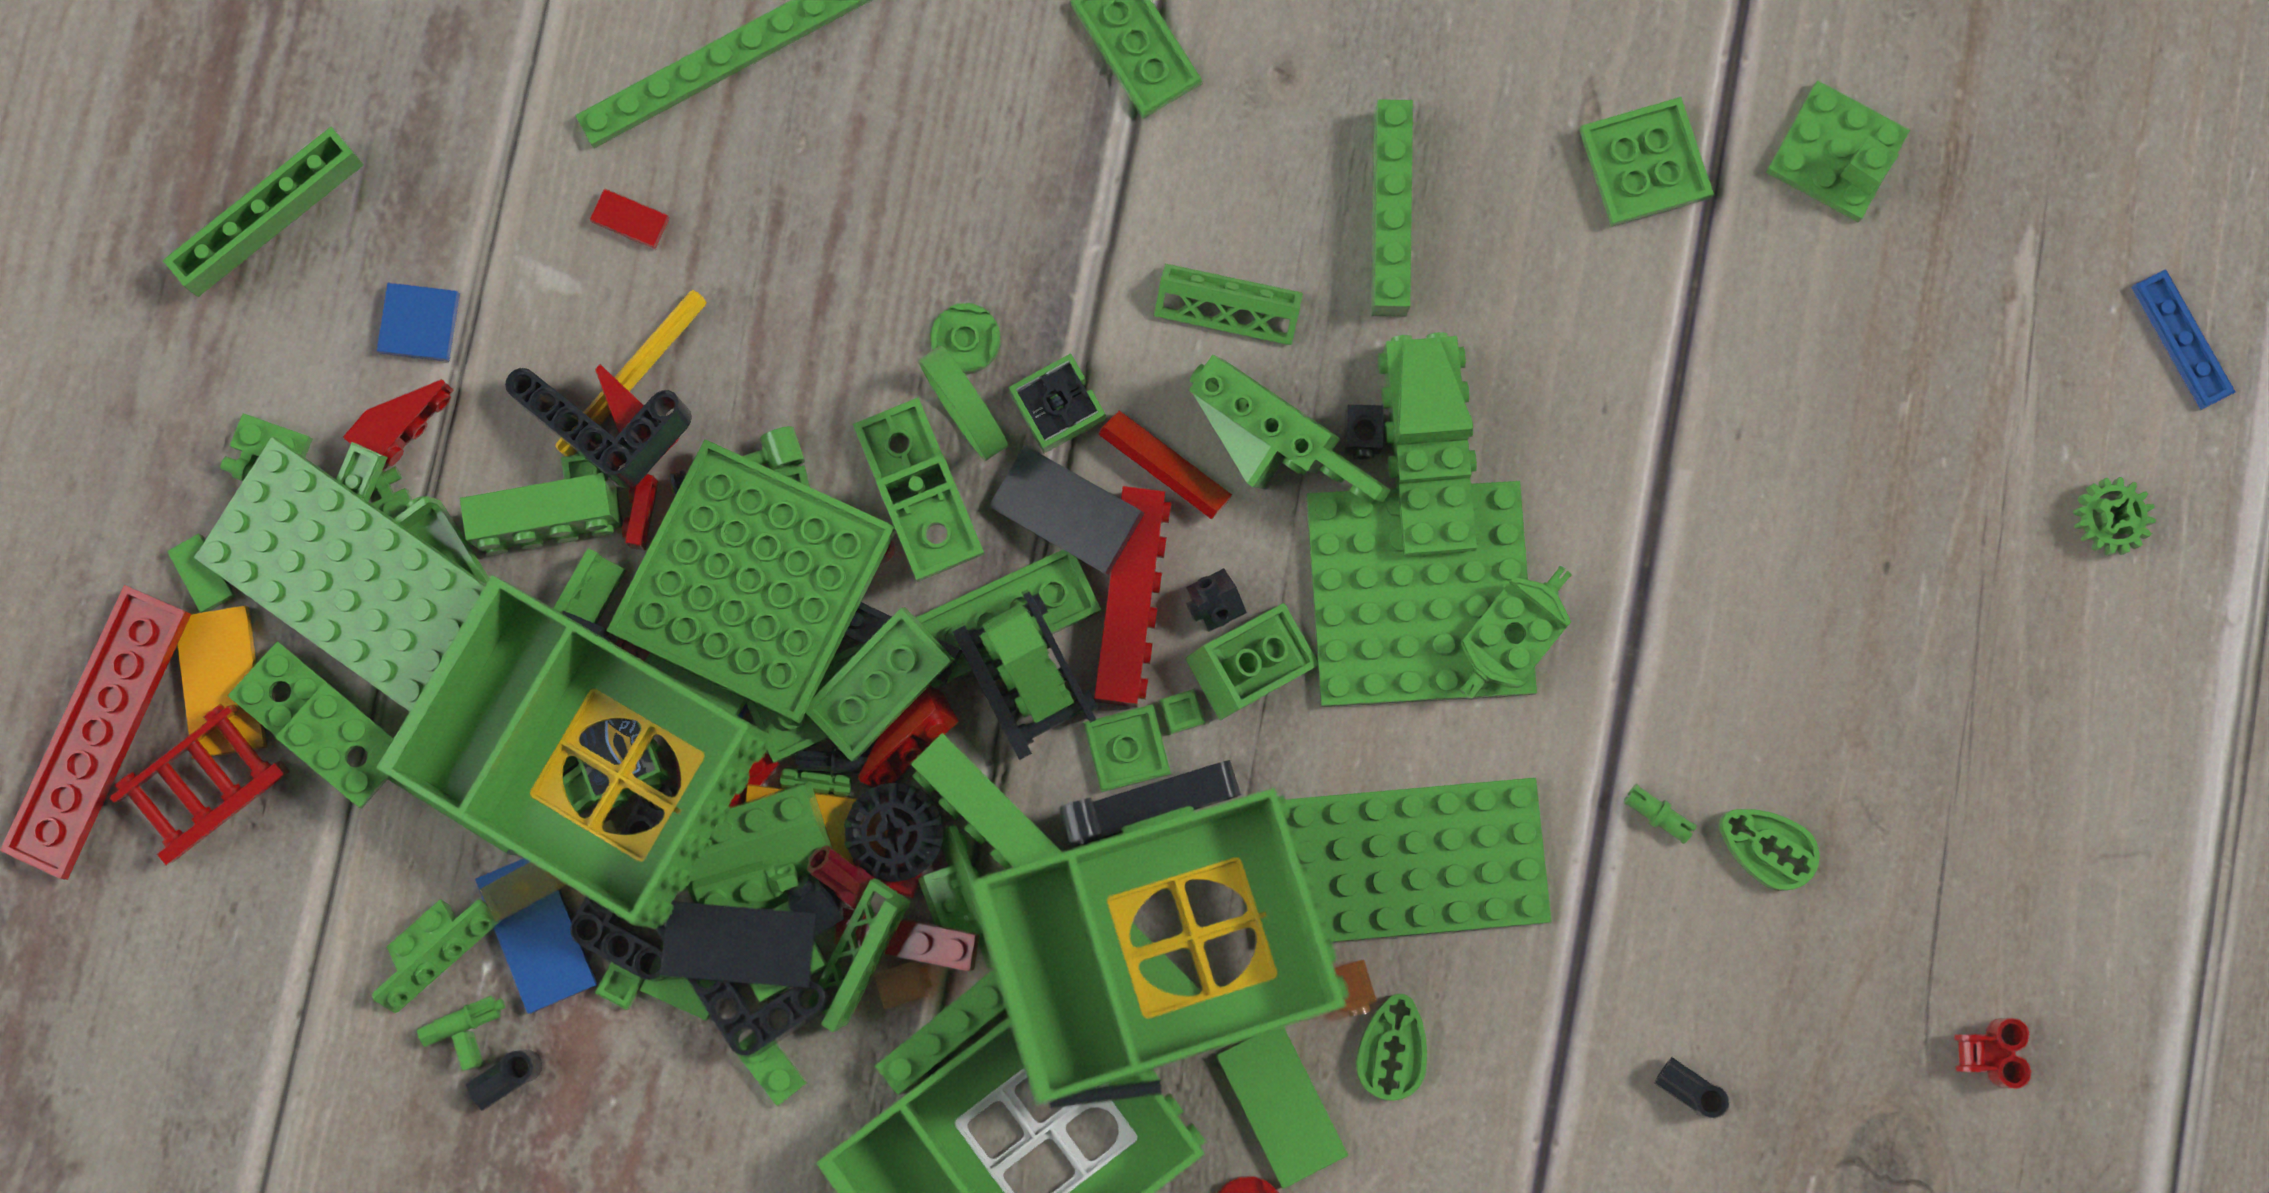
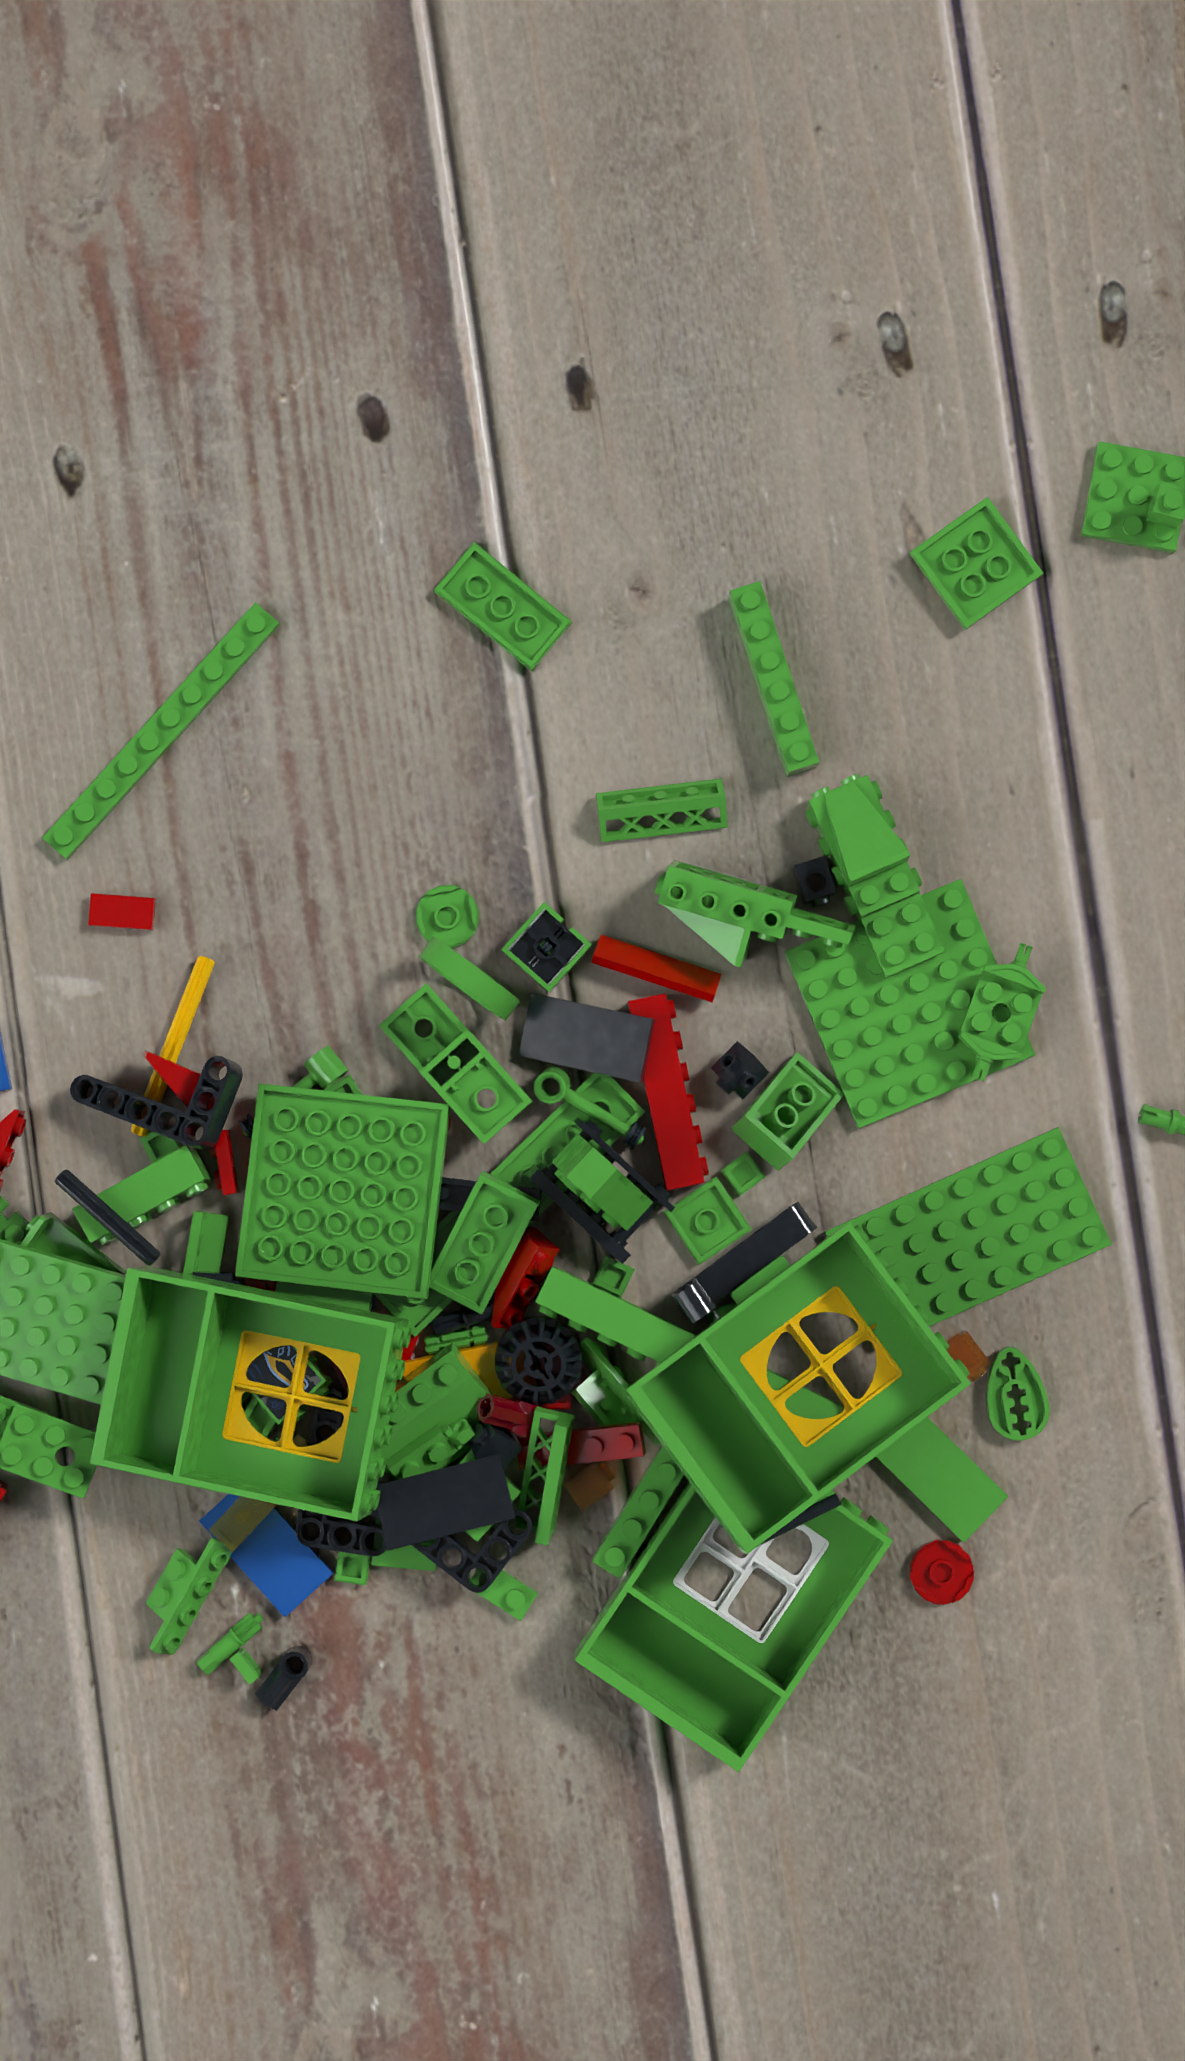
camera: 20 degrees left, 5 degrees up
(493, 518) = (107, 1217): none -> black axle
(1007, 772) = (613, 1276): none -> bright green tile
(1077, 628) = (632, 1135): none -> bright green piece

